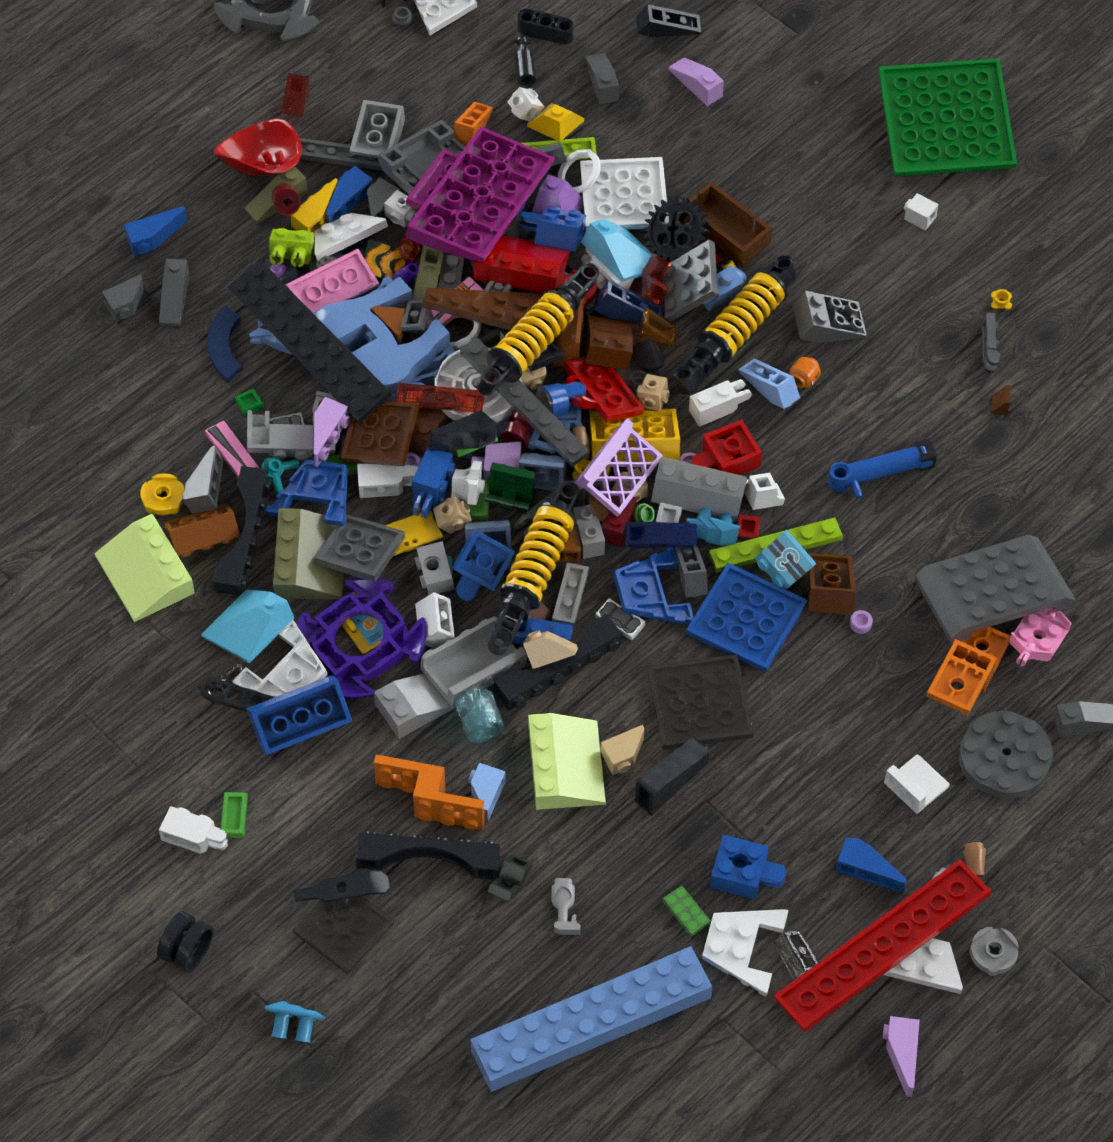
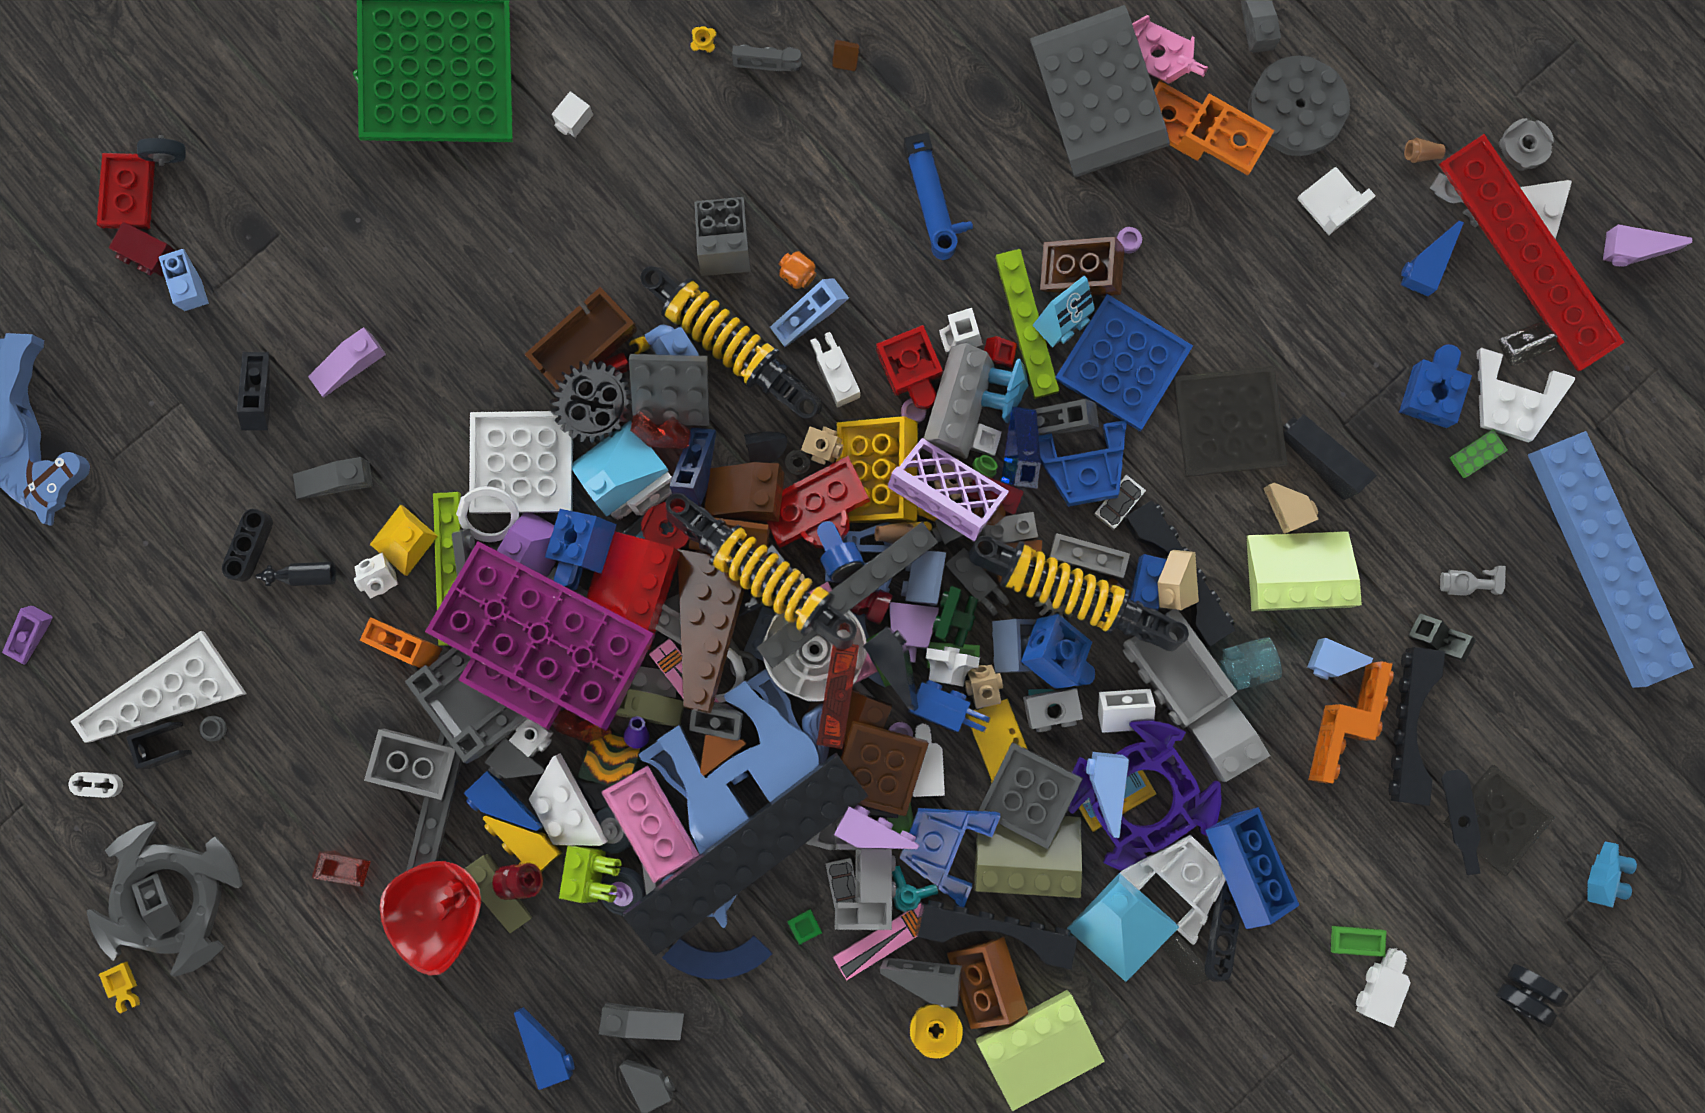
camera: 90 degrees left, 25 degrees up
(369, 595) = (1108, 780): none -> light blue slope
(657, 329) = (728, 435): clear orange slope -> none

